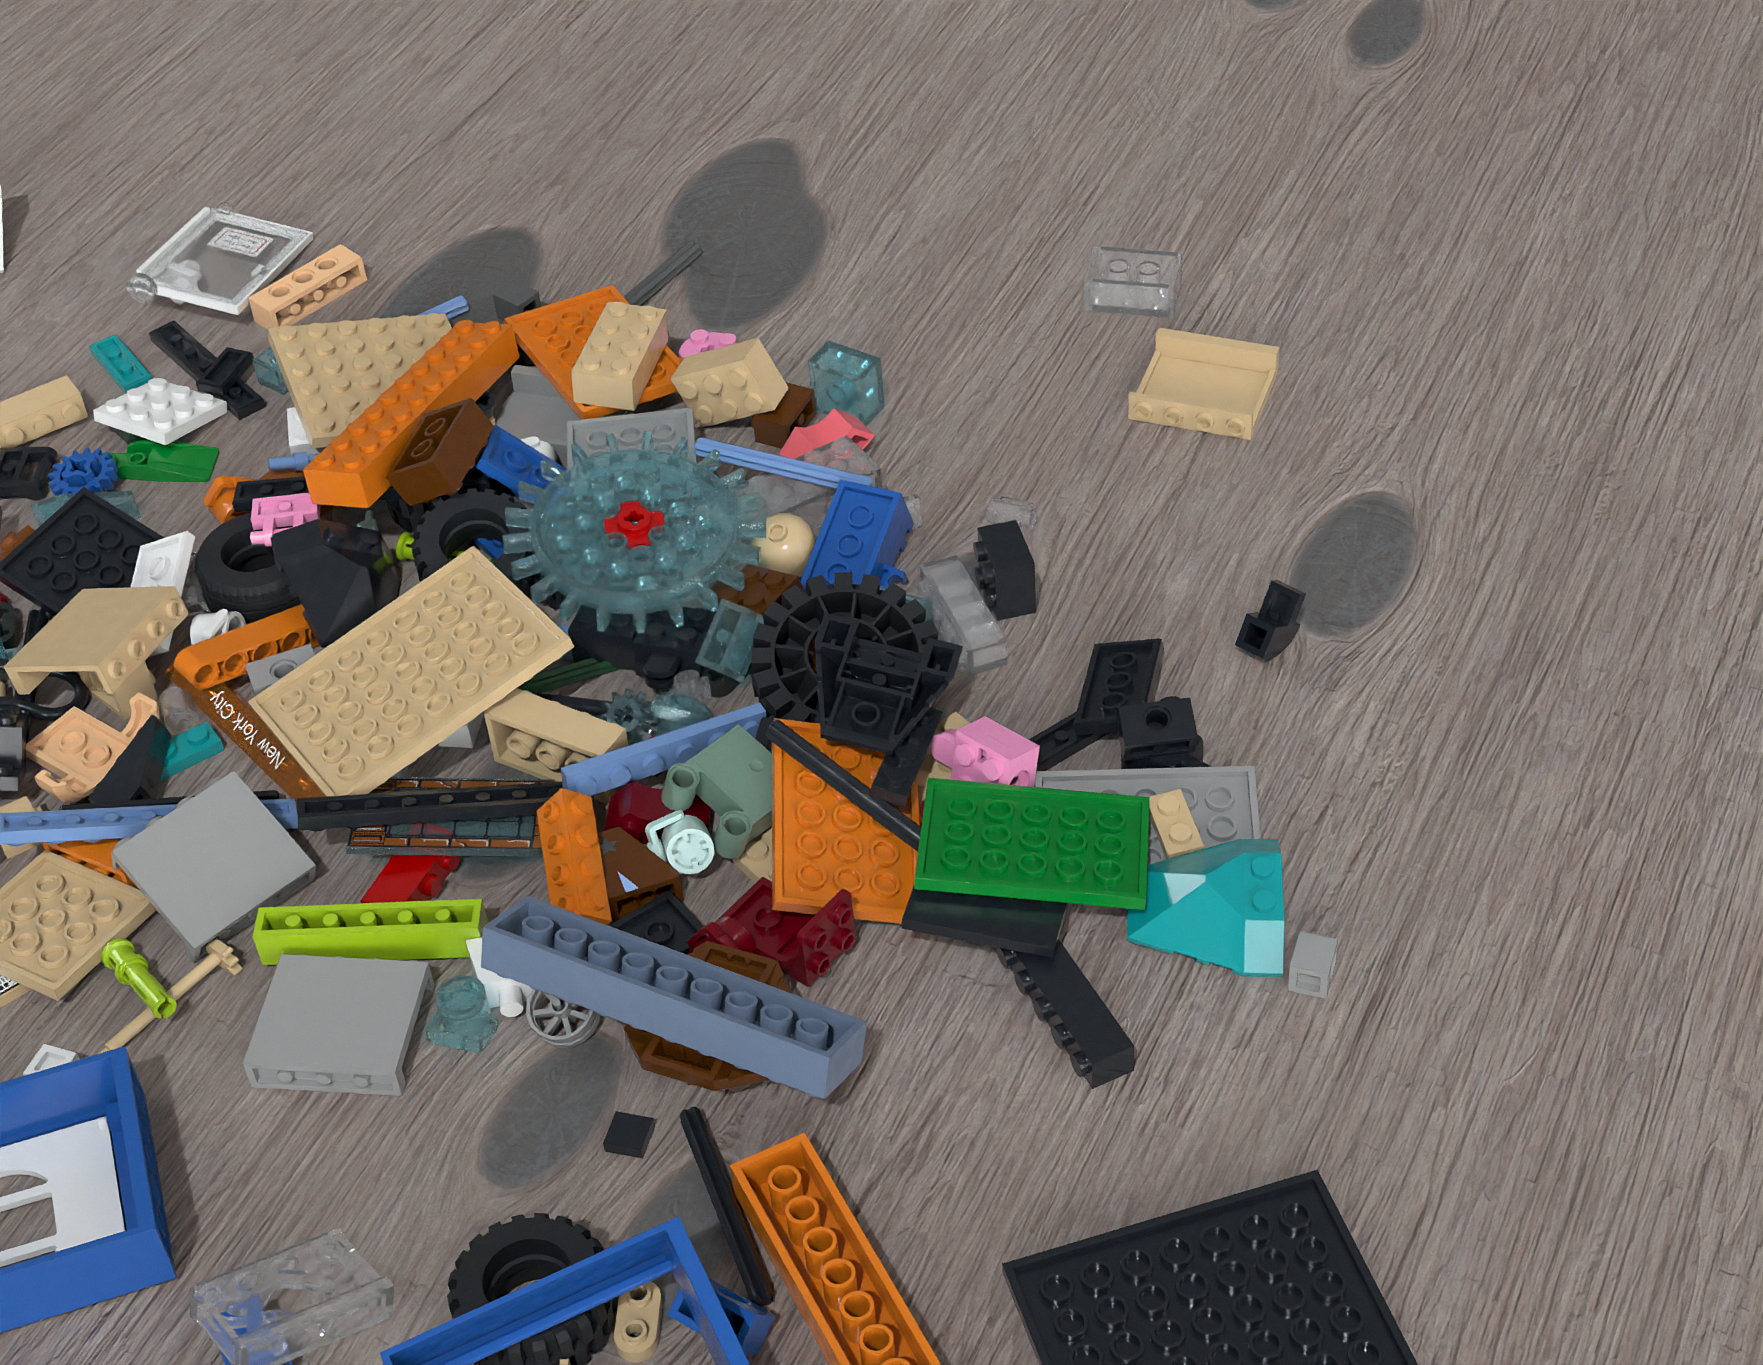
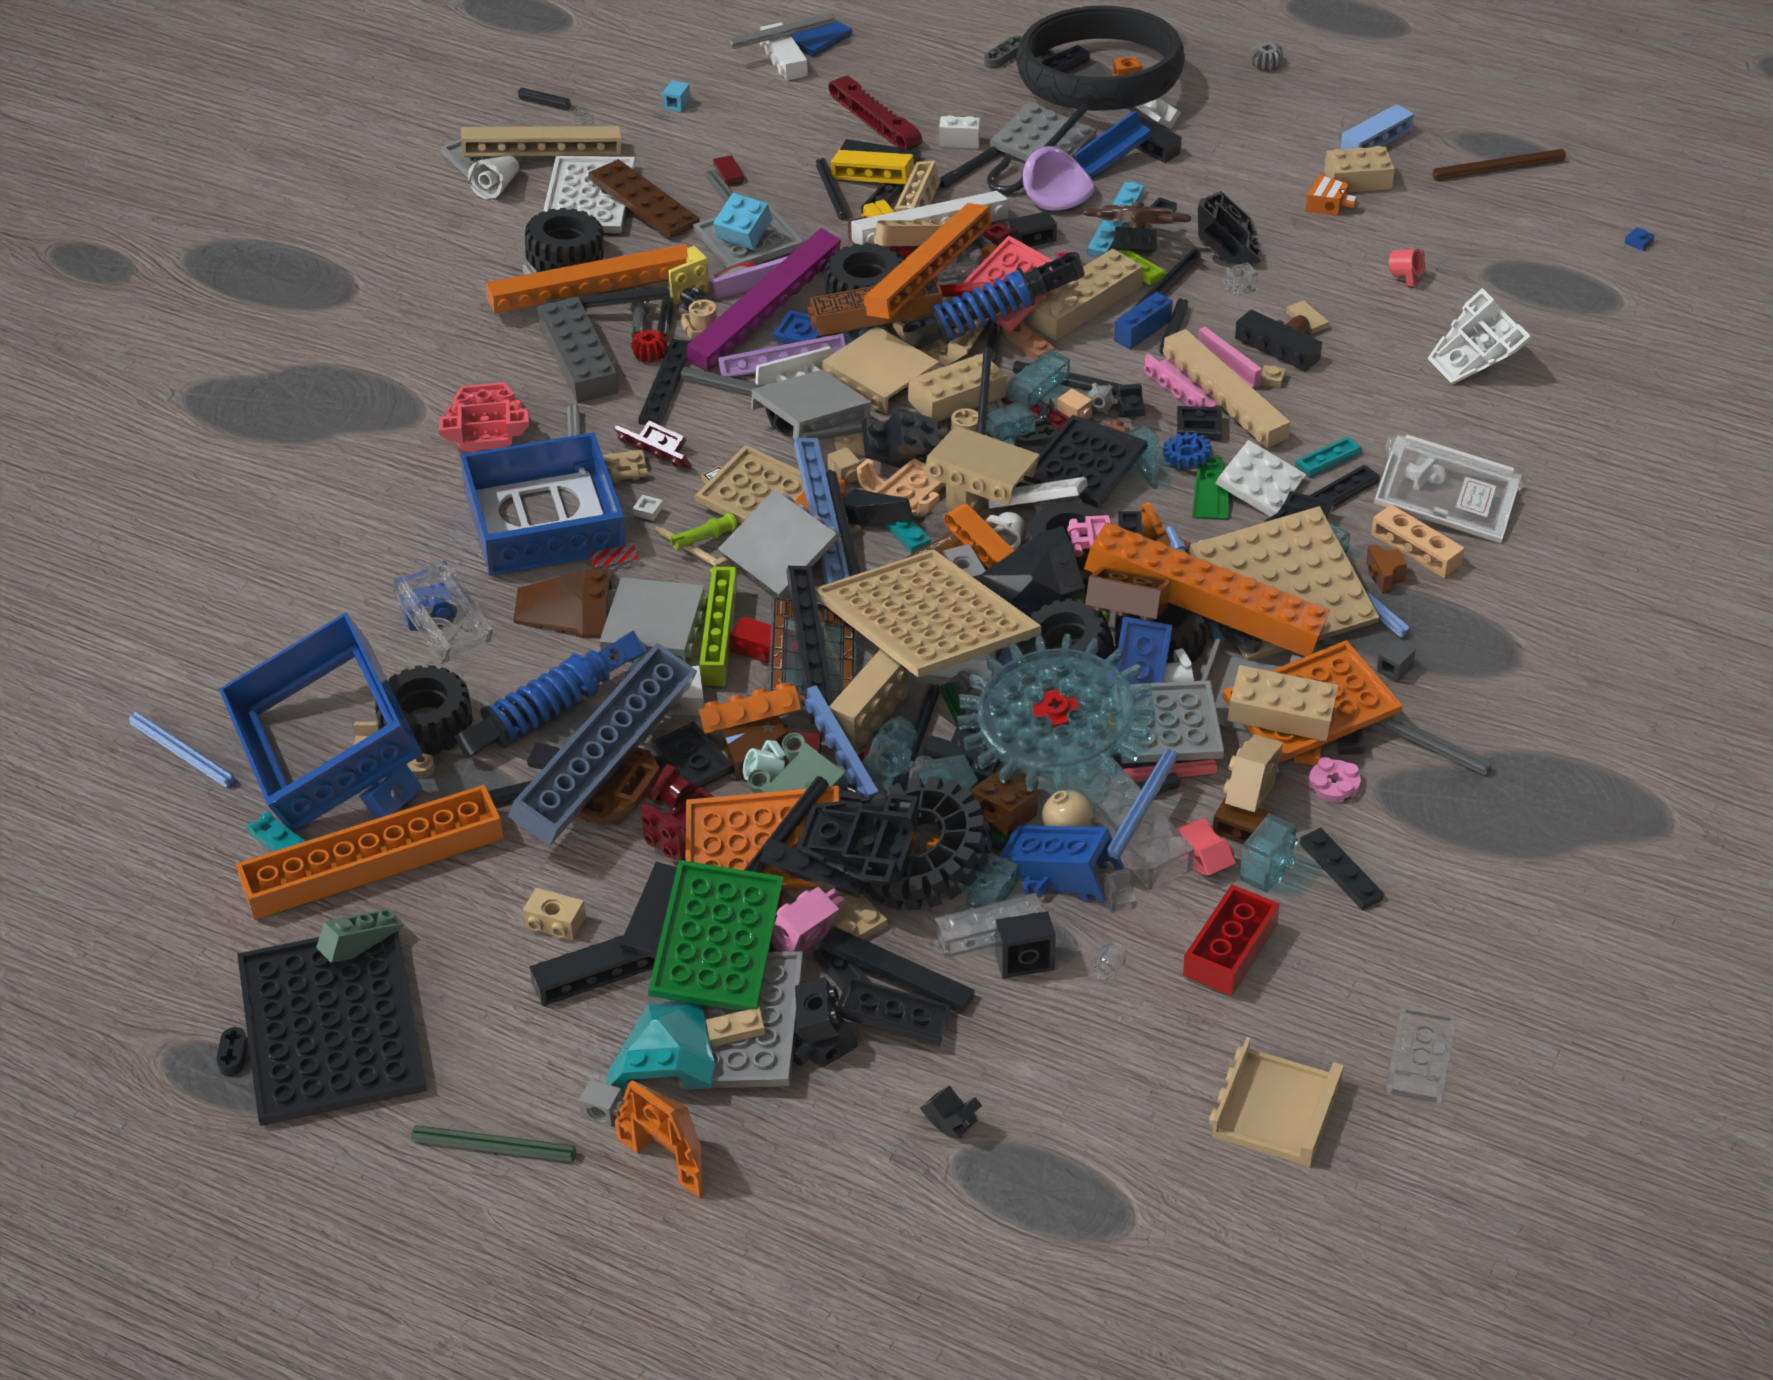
camera: 90 degrees right, 0 degrees up
(167, 1103) = (614, 558): none -> clear tile
(266, 1146) = (567, 603): none -> reddish brown wedge
(352, 305) = (1386, 567): none -> dark orange brick
(519, 1123) = (551, 690): none -> piece
(868, 339) = (1341, 868): none -> black plate
(972, 1065) = (554, 914): none -> tan brick
(979, 413) = (1231, 939): none -> red brick
(1051, 681) = (897, 969): none -> black tile
(1052, 1295) = (354, 934): none -> sand green slope
(1383, 841) = (657, 1117): none -> orange wedge
(1398, 1086) = (493, 1143): none -> dark green axle

